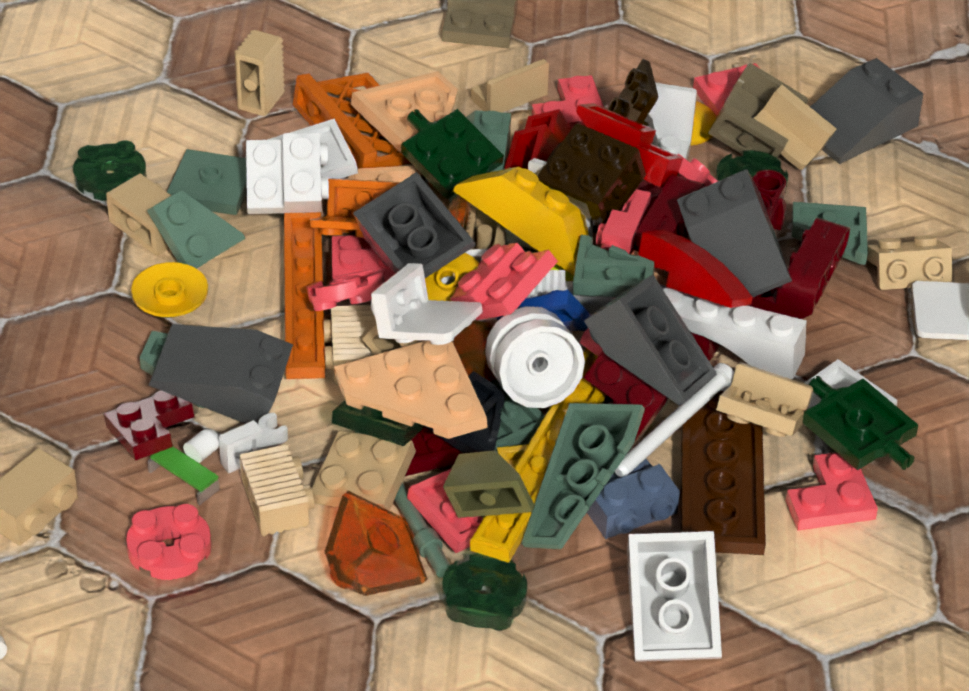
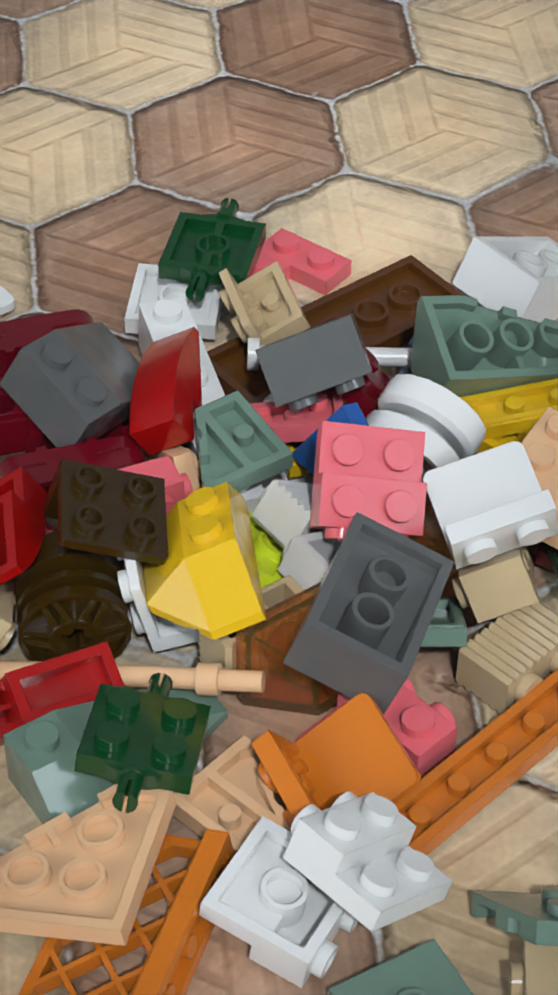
camera: 130 degrees left, 0 degrees up
(355, 286) = (516, 671): coral plate -> none

